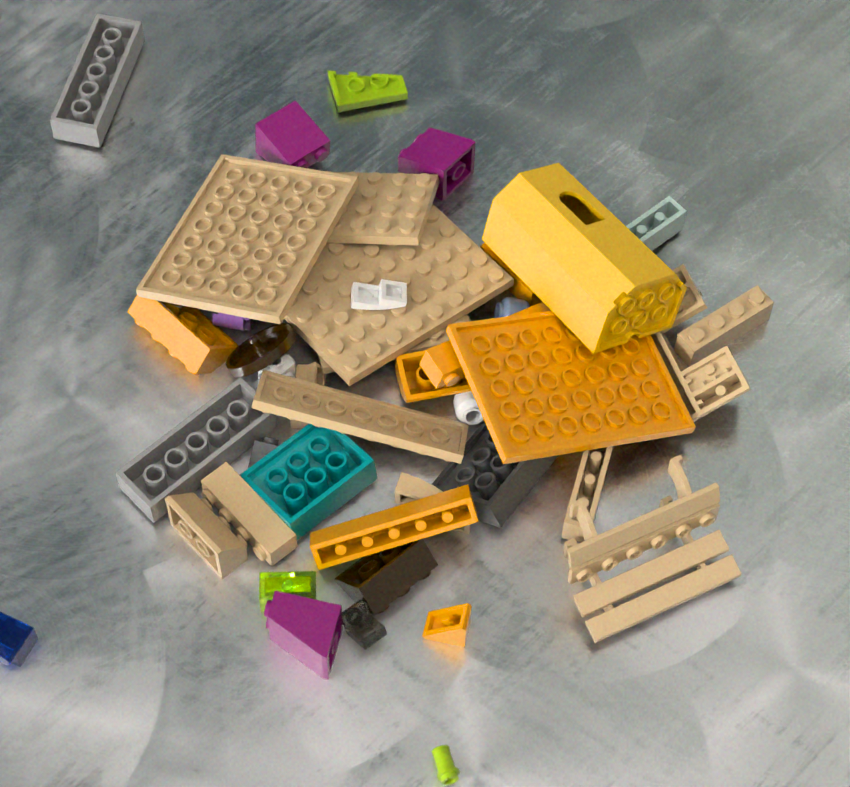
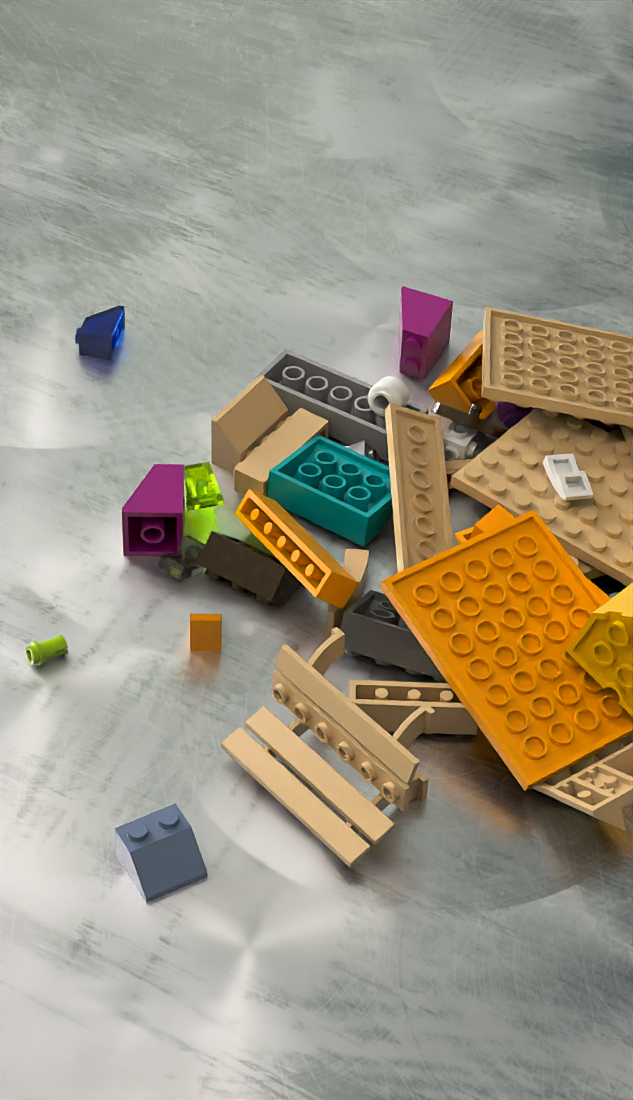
camera: 75 degrees right, 15 degrees down
(117, 357) = (422, 331): none -> magenta slope
(229, 401) = (388, 391): none -> white head
(702, 714) = (159, 852): none -> sand blue slope

